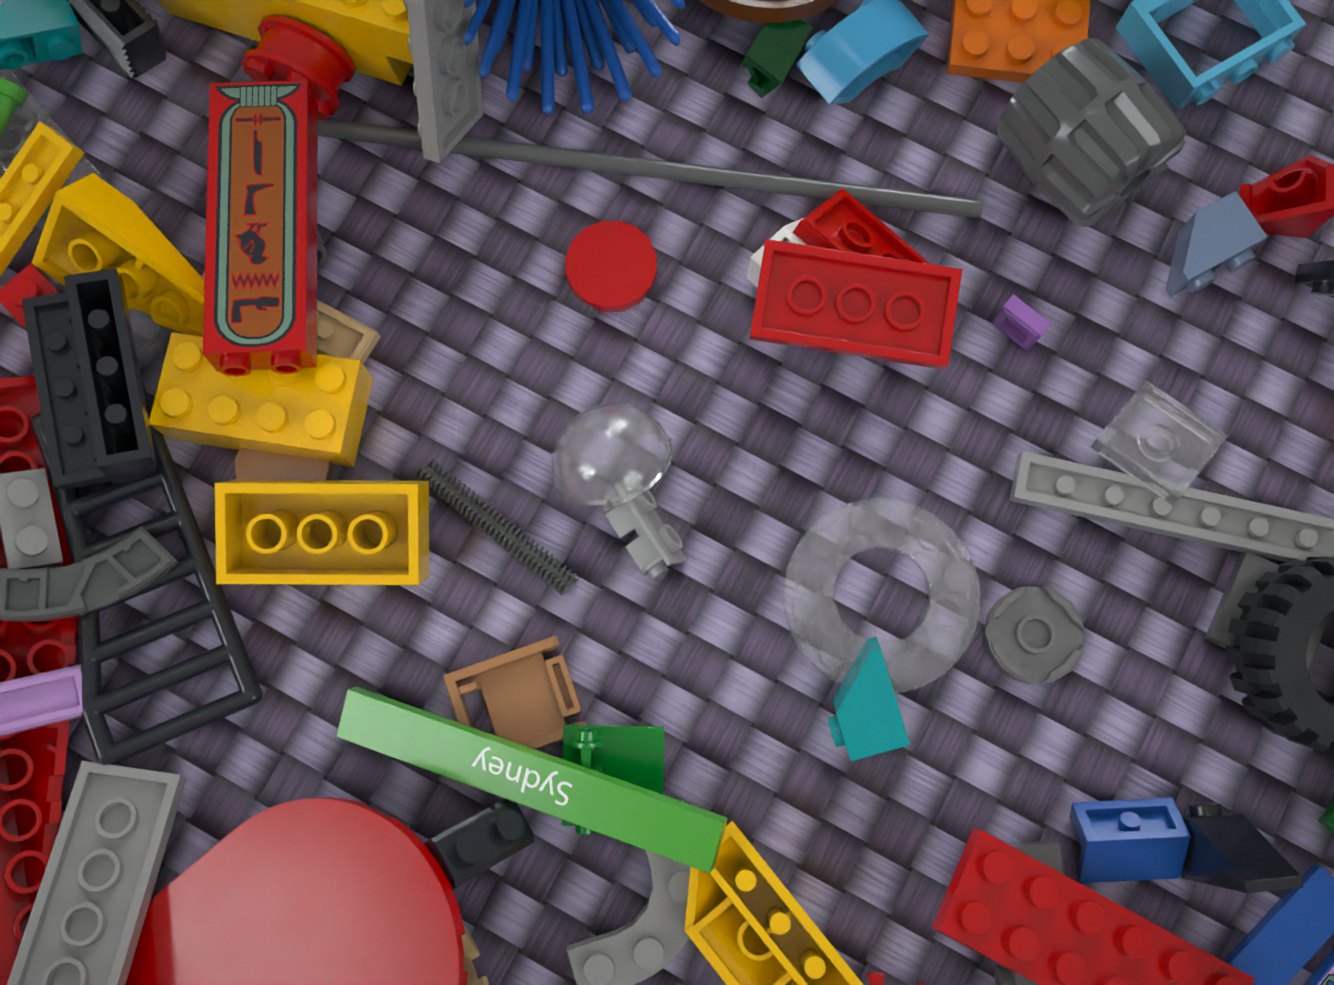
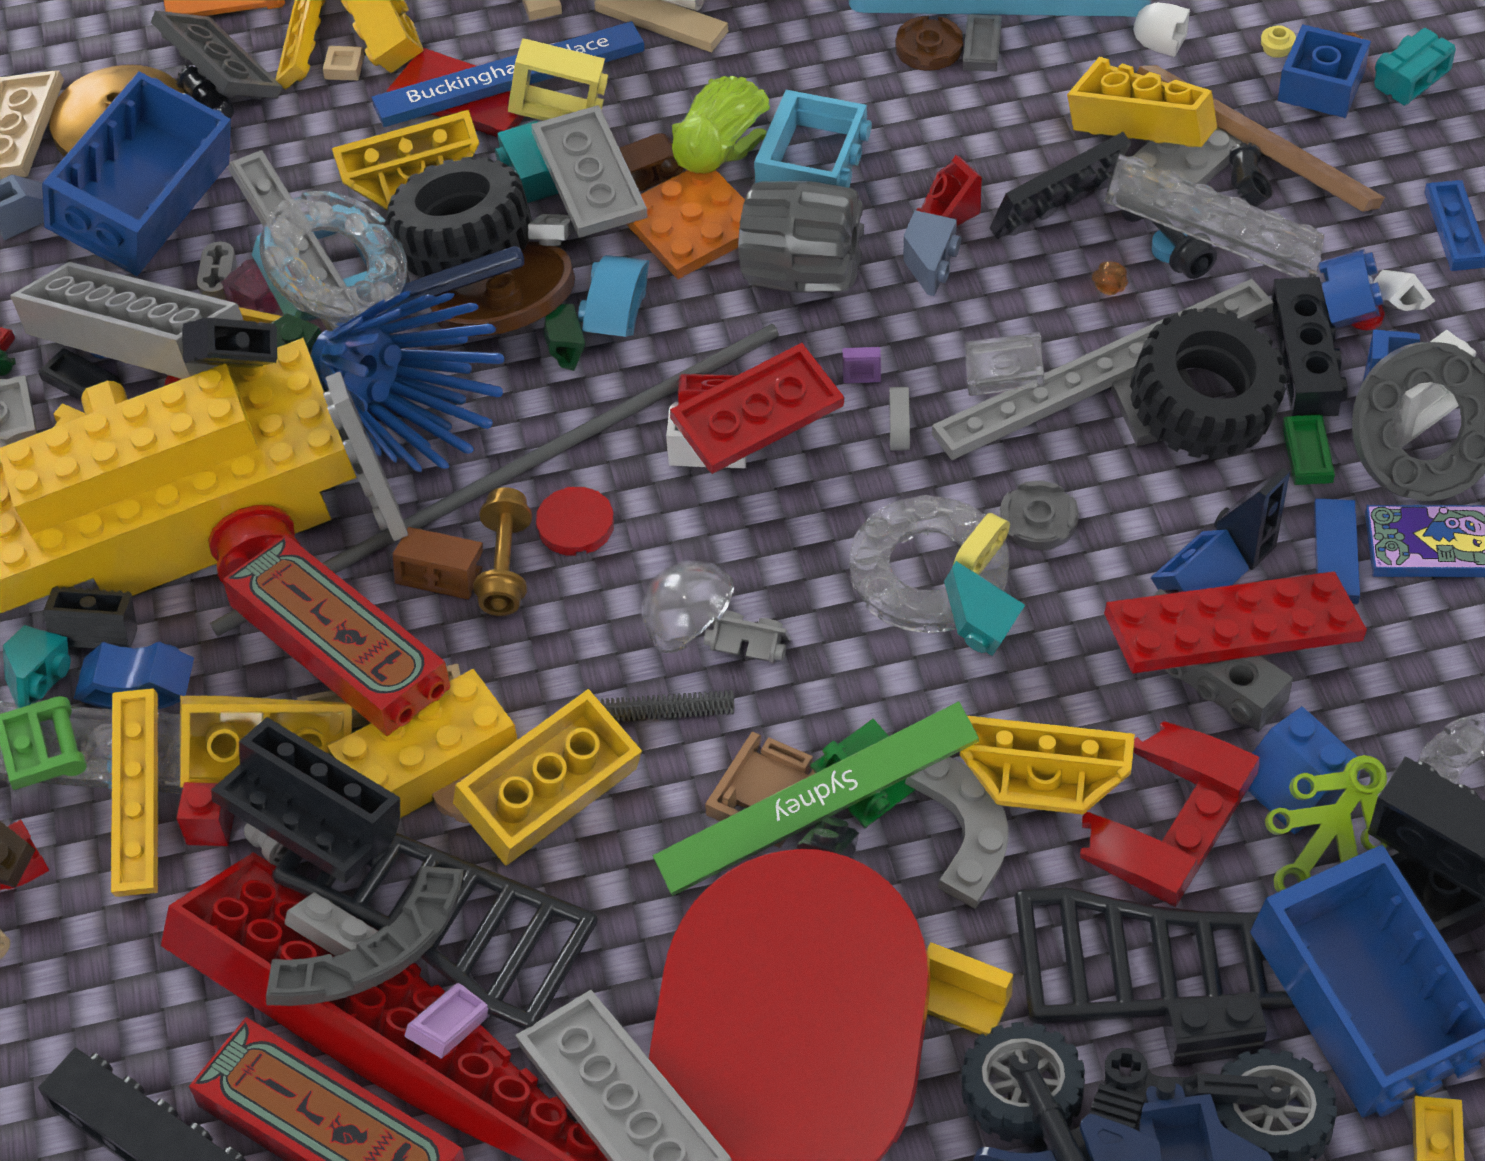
camera: 40 degrees left, 25 degrees down
(107, 111) = (129, 669): none -> blue brick
(452, 209) = (437, 562): none -> dark orange hinge
(552, 207) = (501, 589): none -> pearl gold piece
(932, 638) = (983, 543): none -> light yellow beam
(1000, 414) = (899, 419): none -> light grey beam

